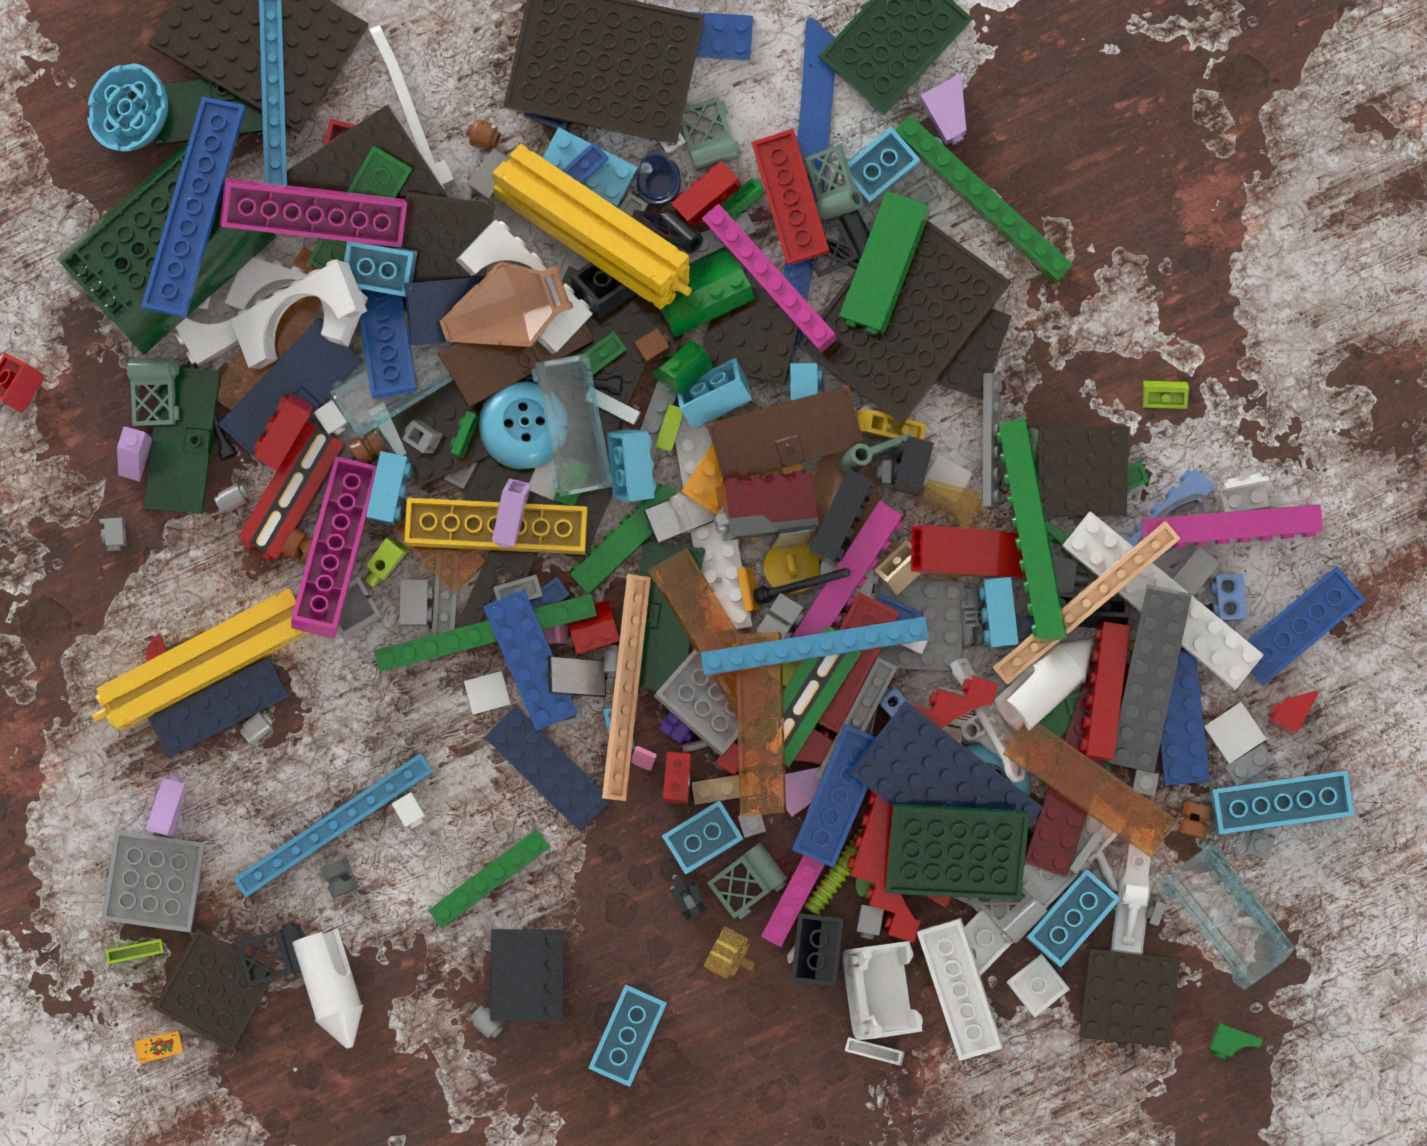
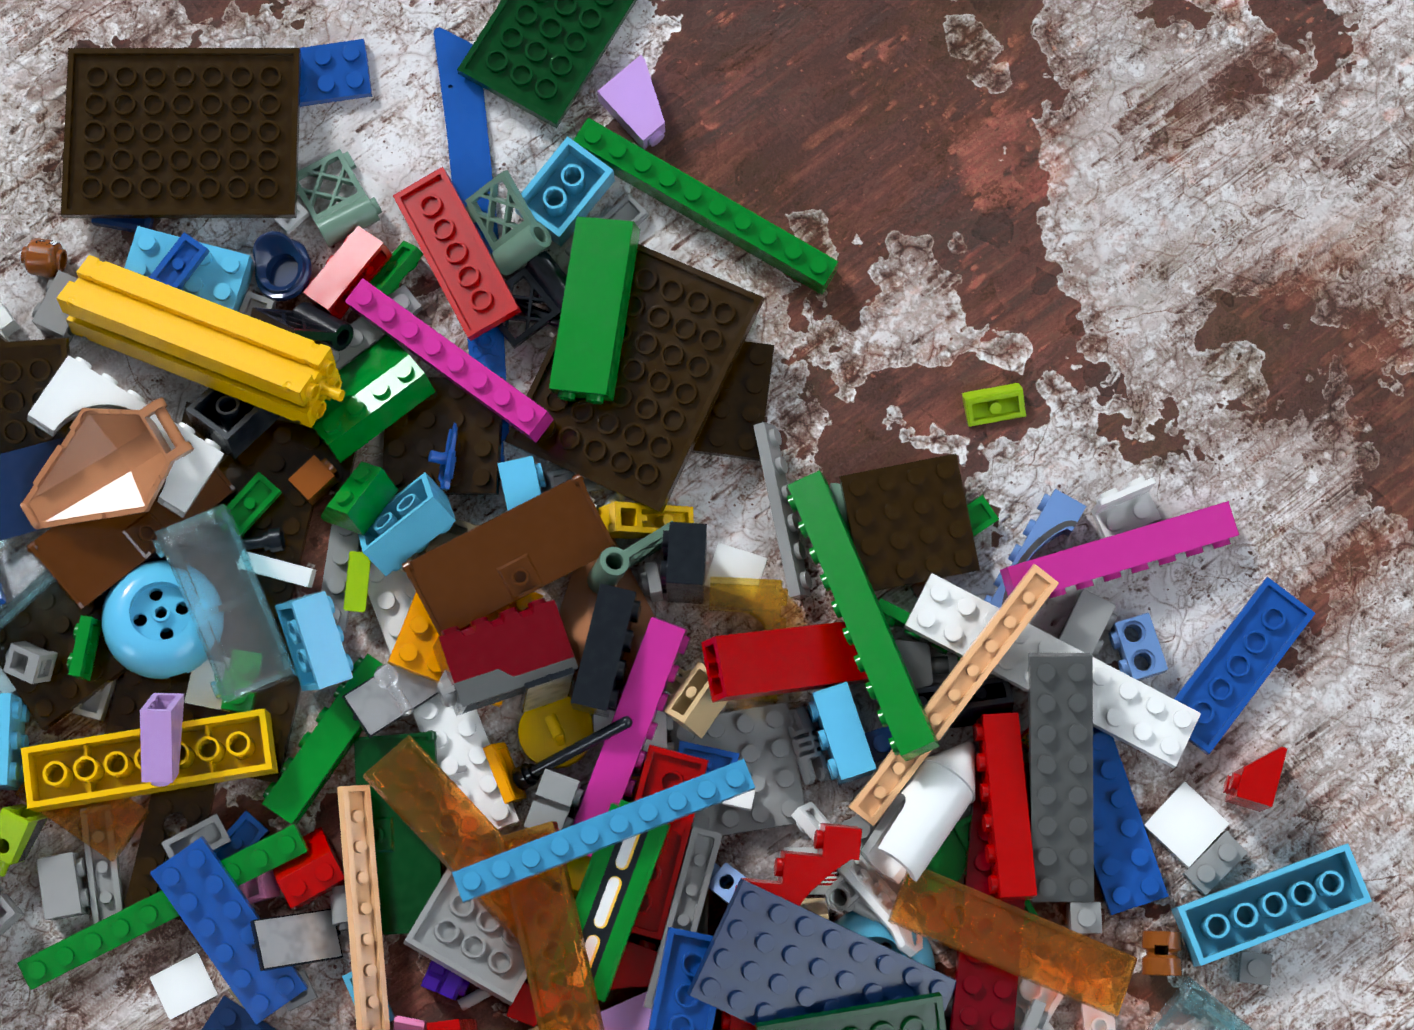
camera: 15 degrees left, 5 degrees down
(752, 351) = (446, 459): none -> blue piece

